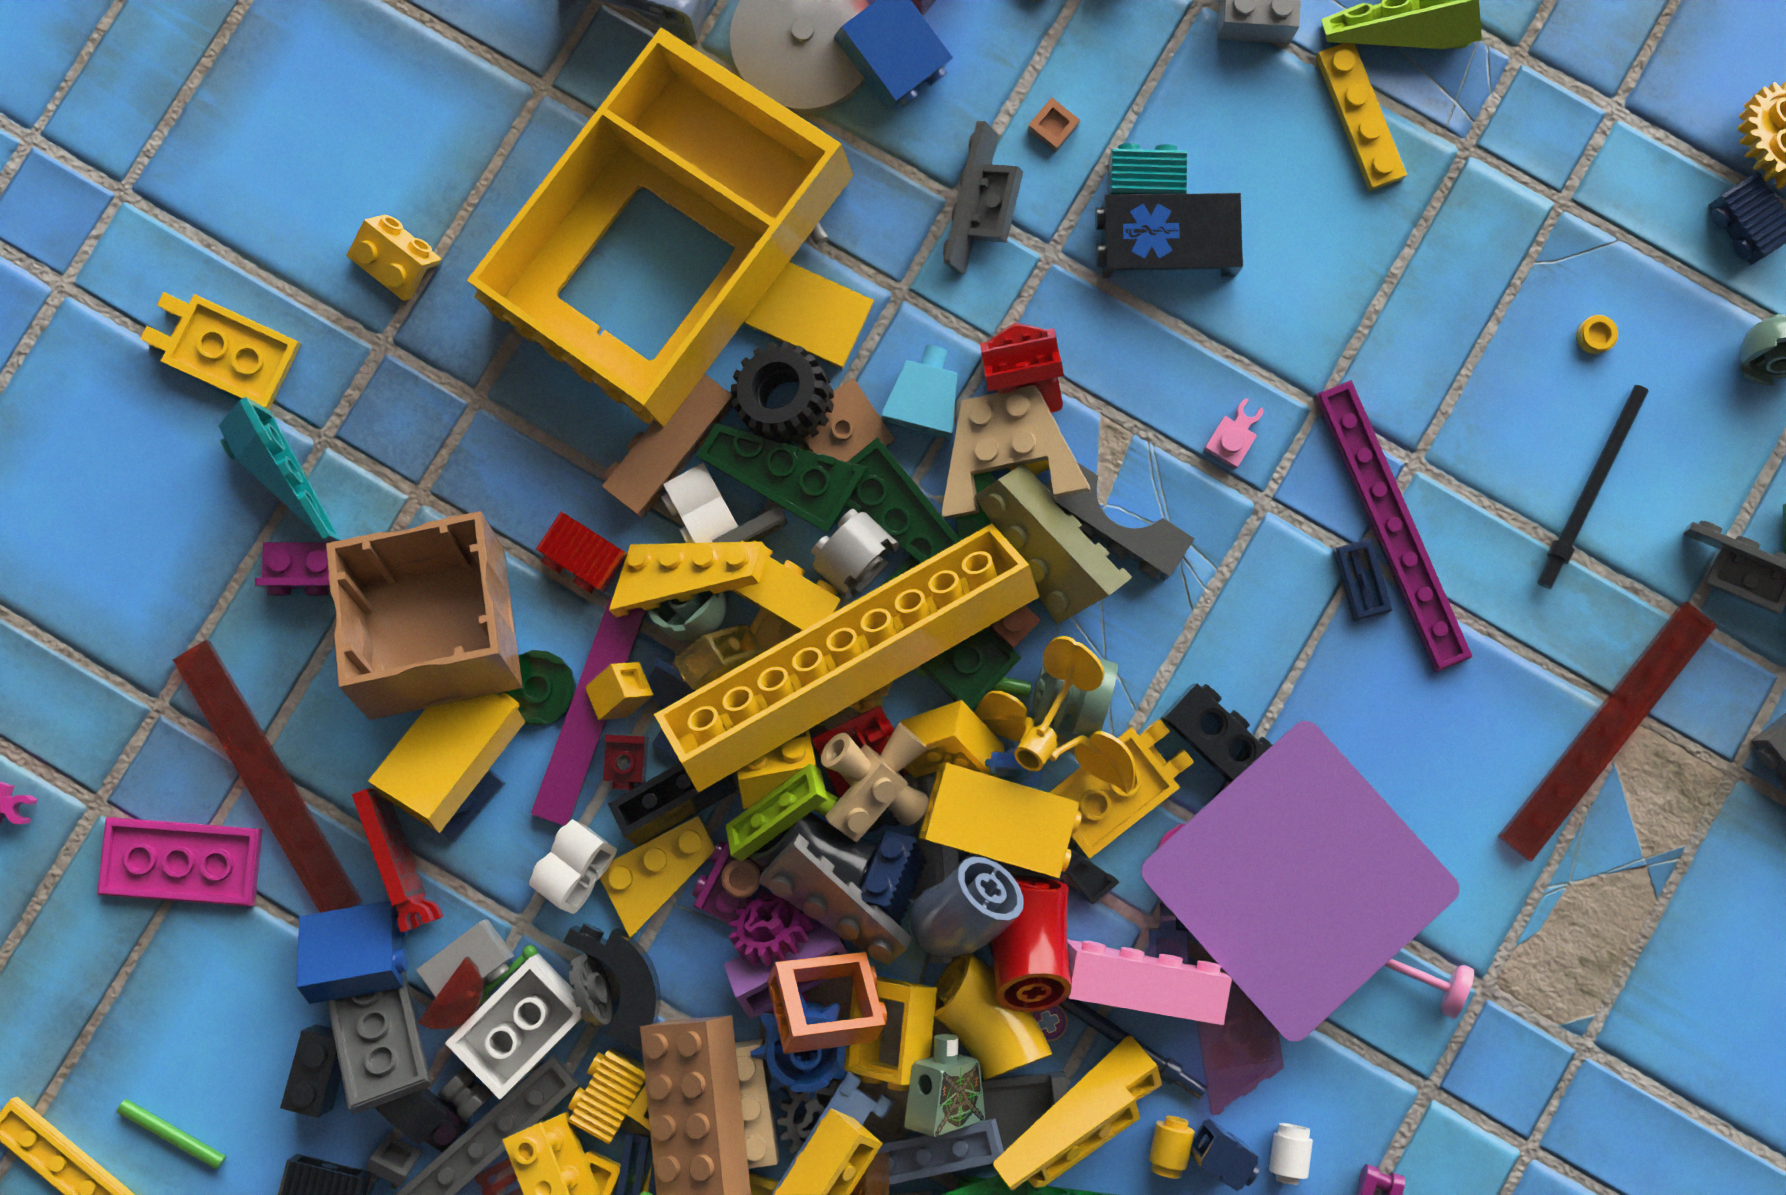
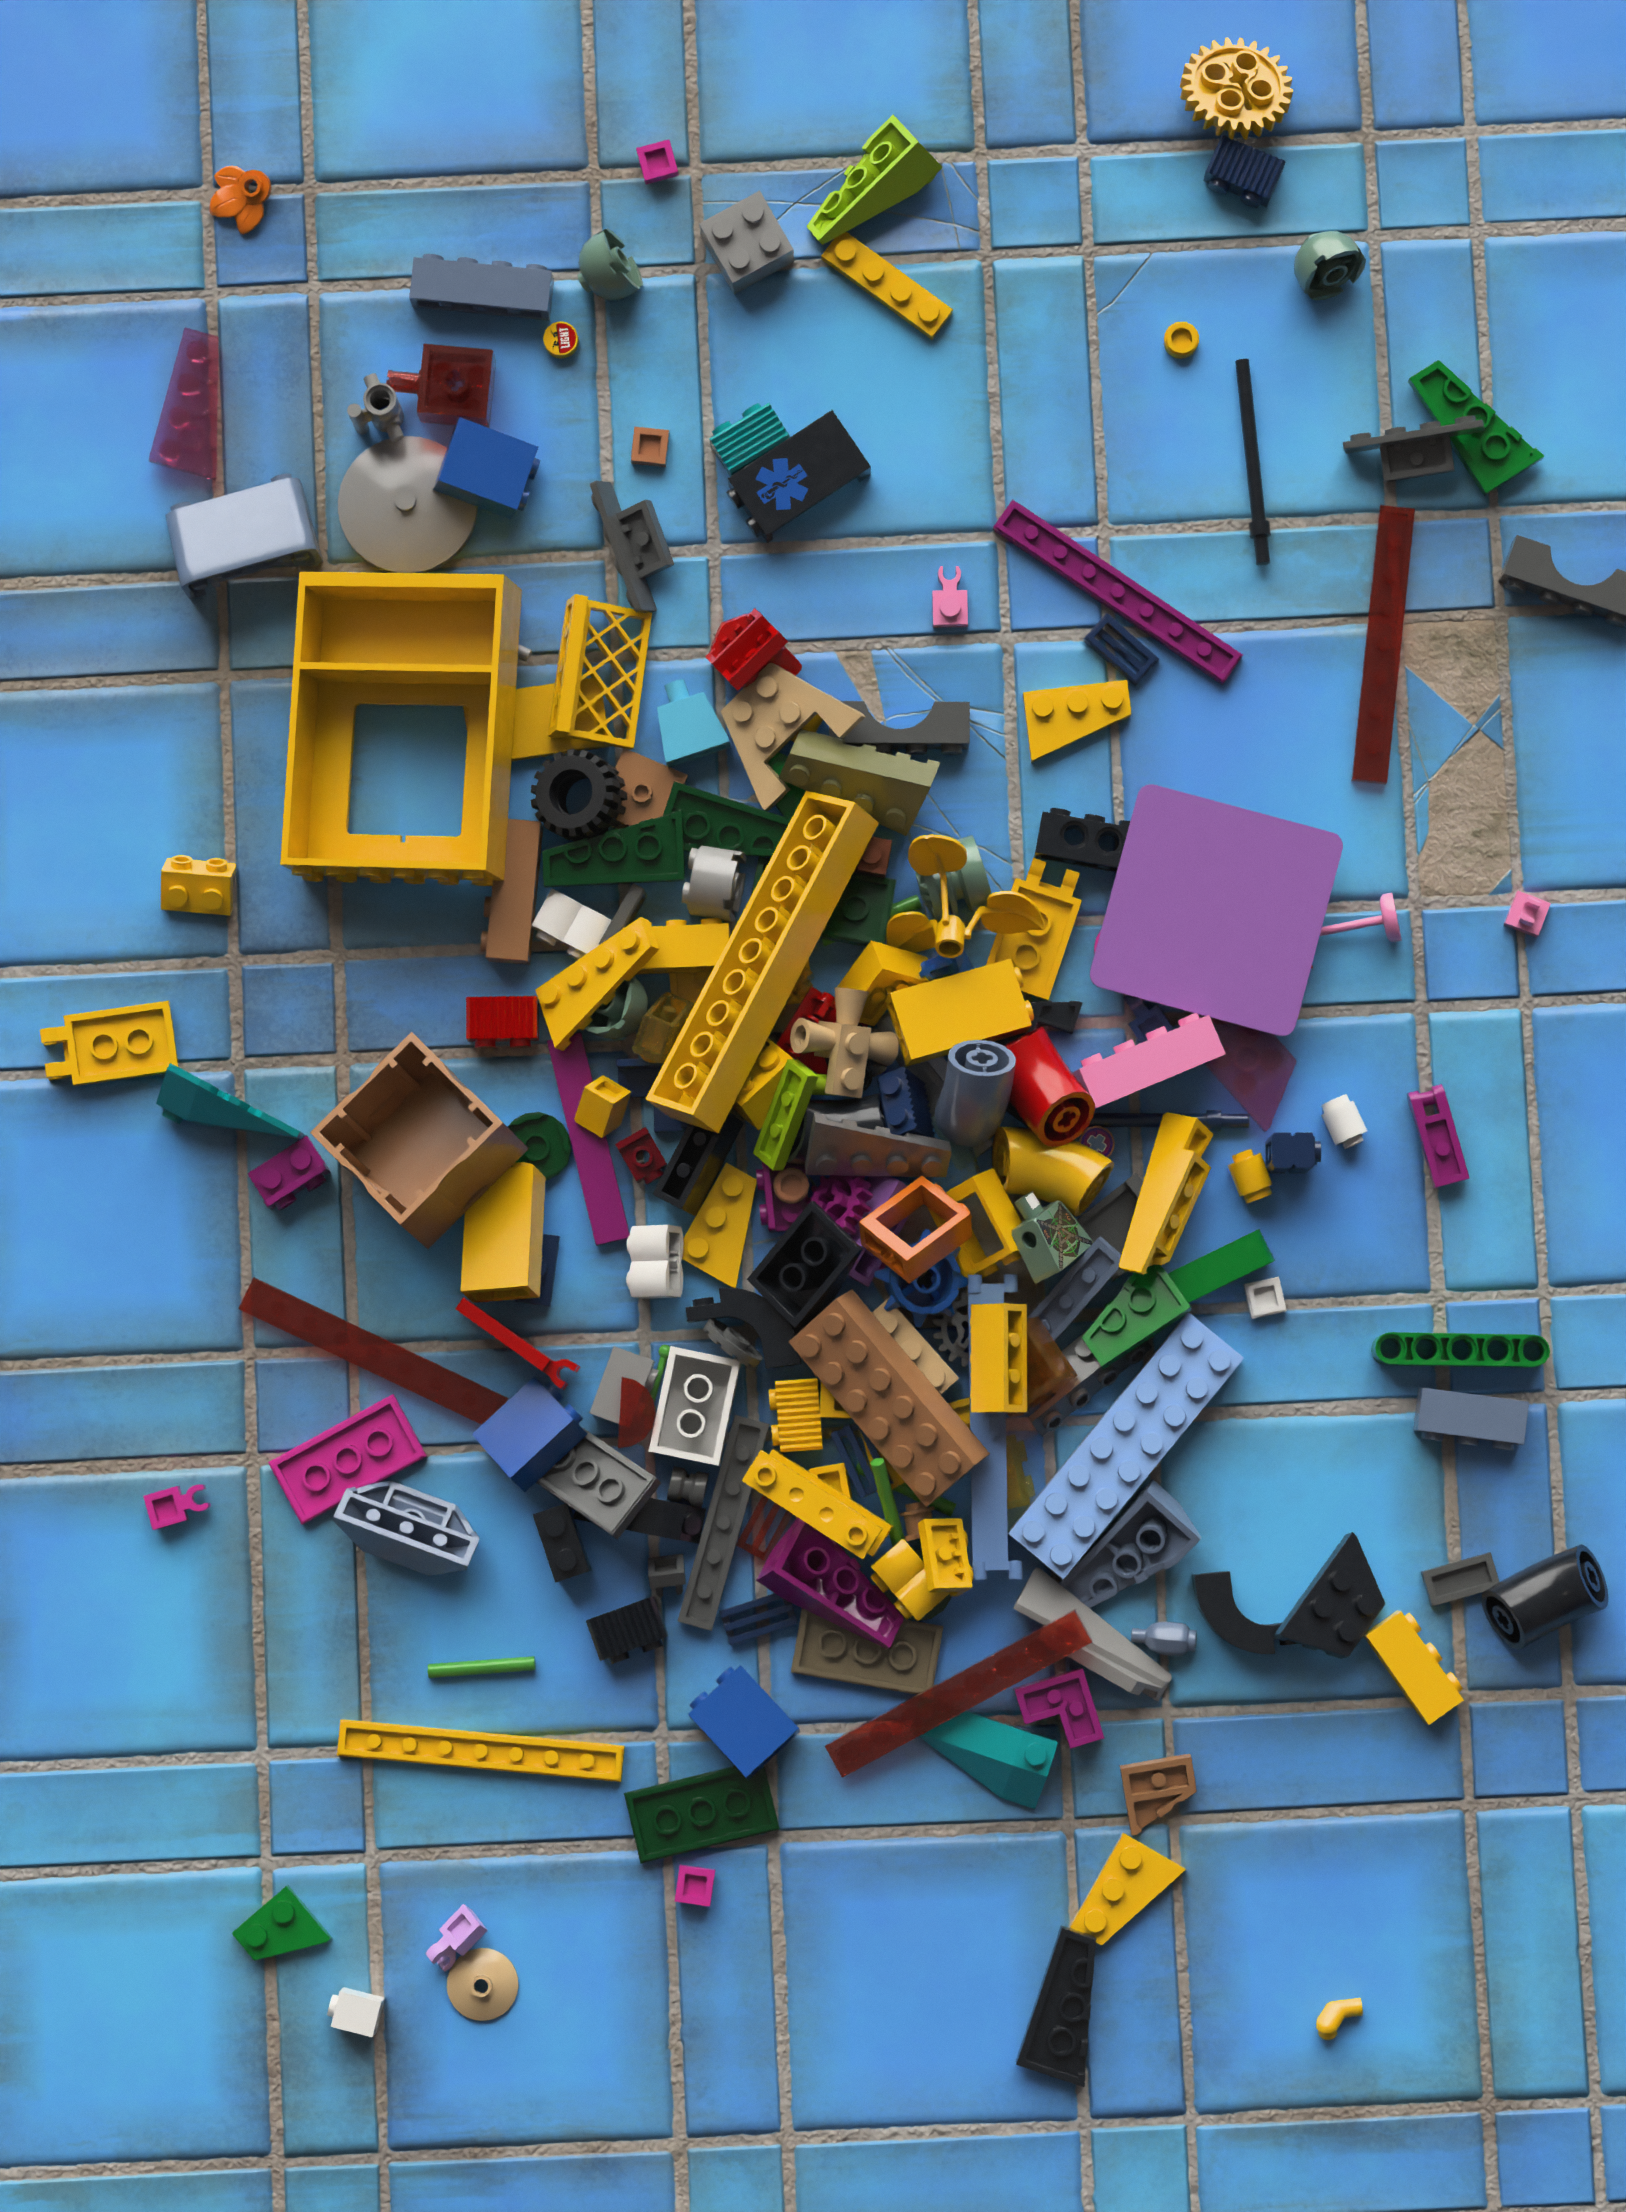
camera: 25 degrees left, 0 degrees up
(186, 962) = (407, 1527): none -> sand blue wedge
(702, 967) = (806, 1266): none -> black slope
(852, 273) = (570, 667): none -> yellow fence
(1280, 609) = (1071, 713): none -> yellow wing
(1584, 1068) = (1527, 914): none -> bright pink tile

